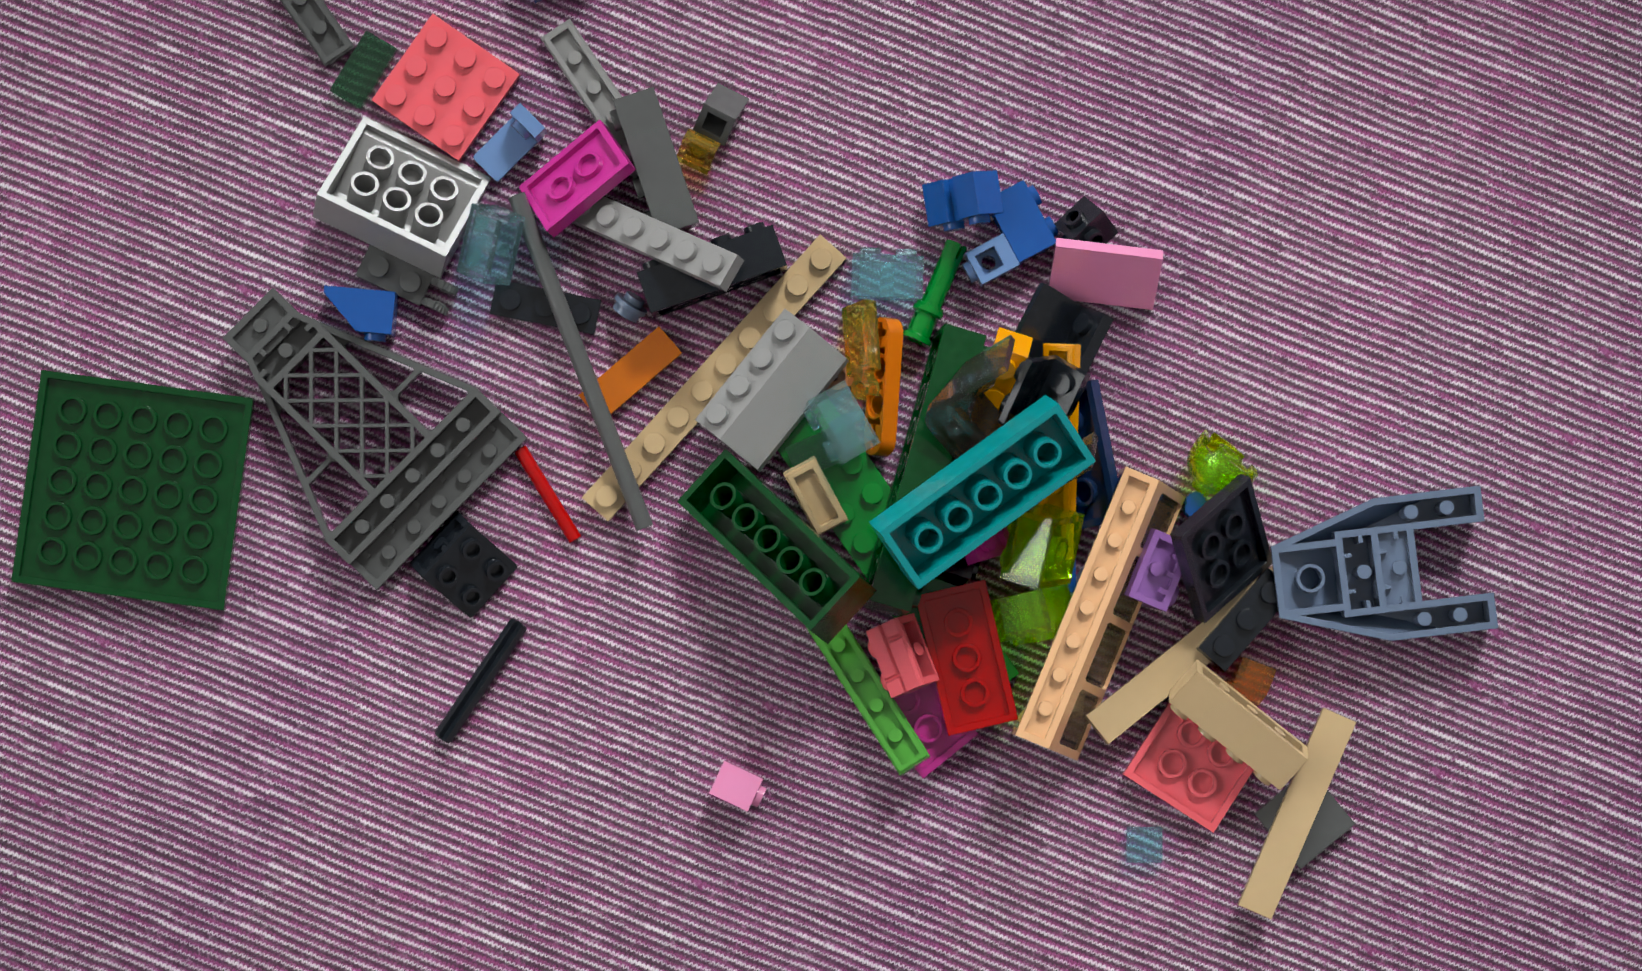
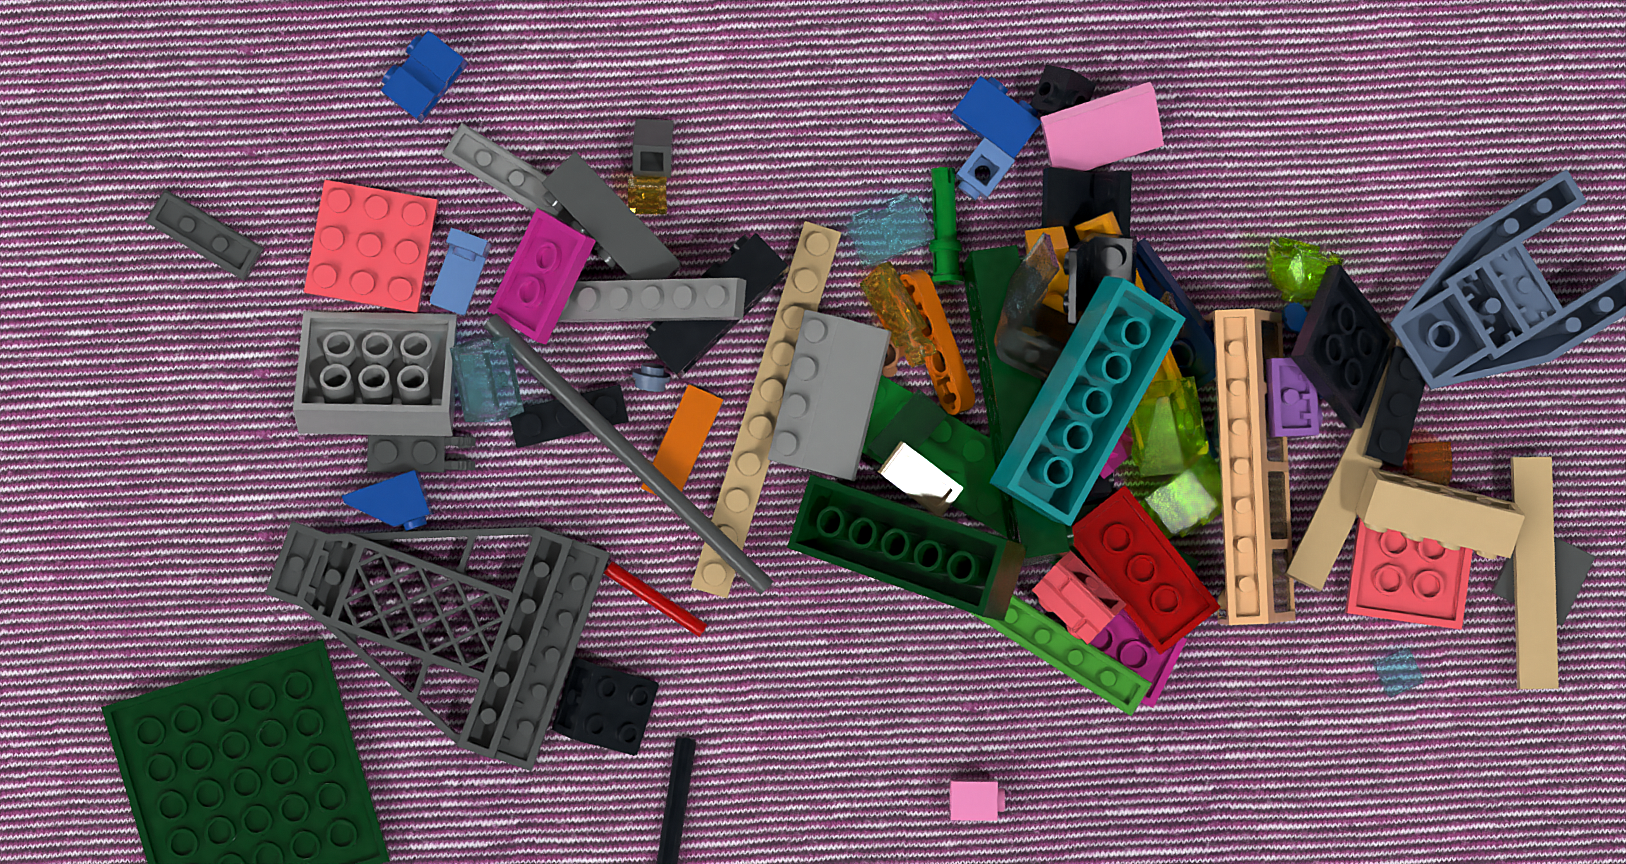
camera: 20 degrees left, 0 degrees up
(363, 70) = (282, 266): clear green tile -> none
(841, 423) = (913, 397): clear light blue brick -> none
(963, 199) = (929, 122): blue brick -> none

